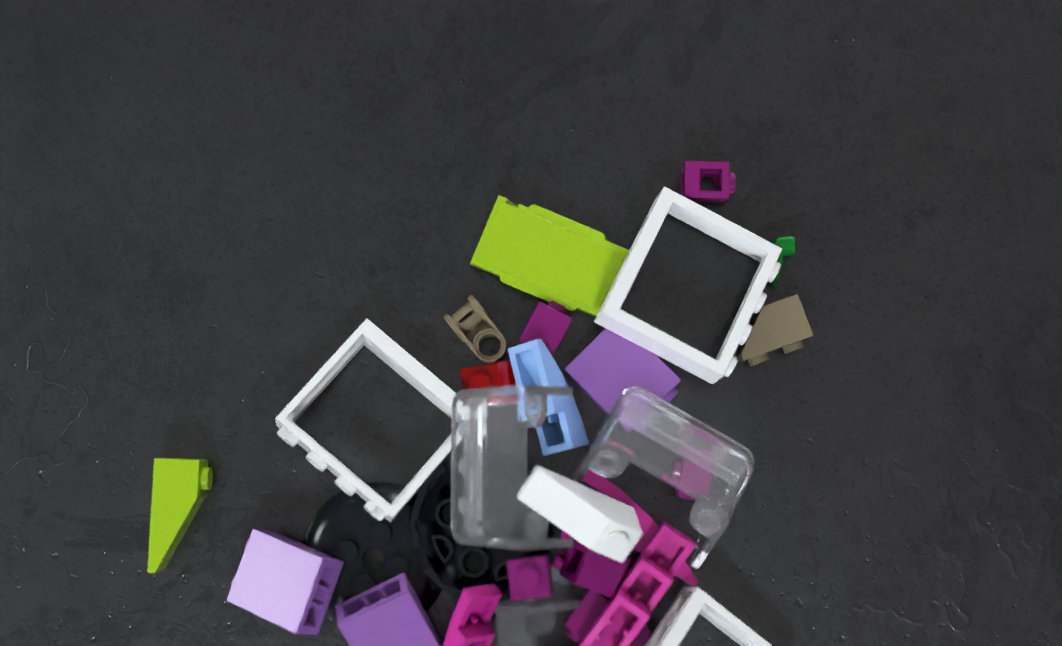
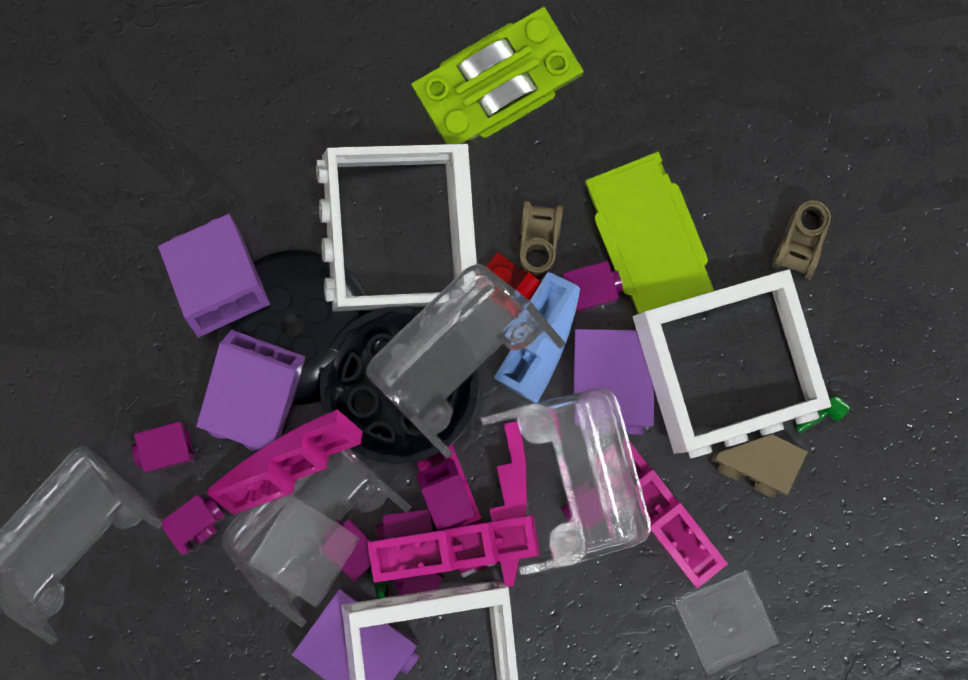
camera: 55 degrees right, 0 degrees up
(176, 497) = (194, 137): lime slope -> none
(341, 254) = (498, 79): none -> lime piece
(530, 577) = (393, 451): magenta brick -> none
(583, 513) = (479, 444): white slope -> none
(652, 159) = (803, 242): none -> dark tan piece
(717, 172) = (826, 285): magenta brick -> none
(763, 431) = (676, 528): none -> dark pink slope
(856, 458) = (726, 622): none -> clear tile

